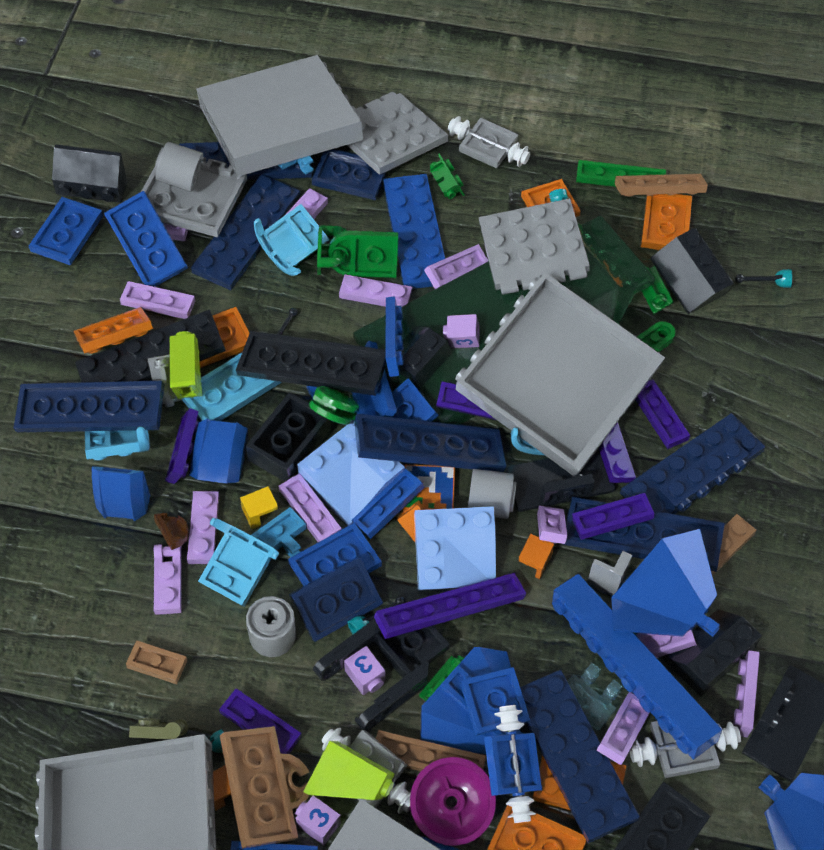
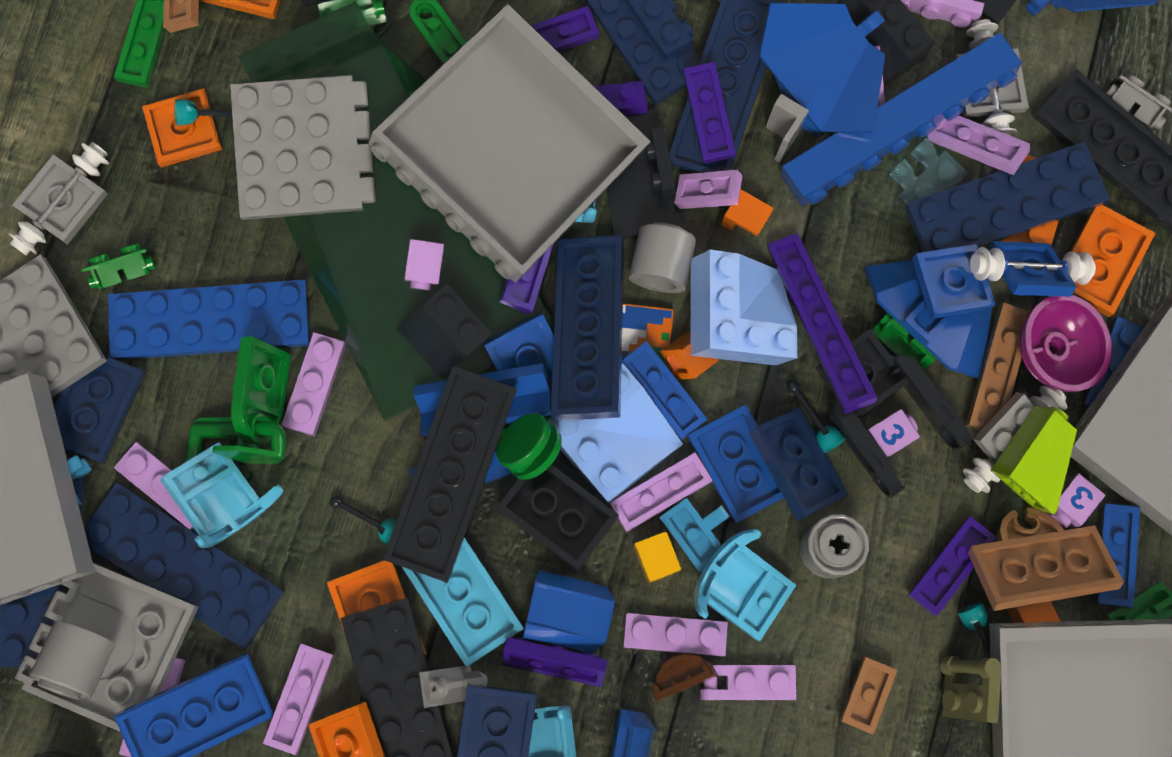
camera: 90 degrees left, 20 degrees up
(185, 365) = (446, 652): lime slope -> none
(393, 336) = (438, 356): blue plate -> none
(455, 266) = (292, 265): lavender plate -> none

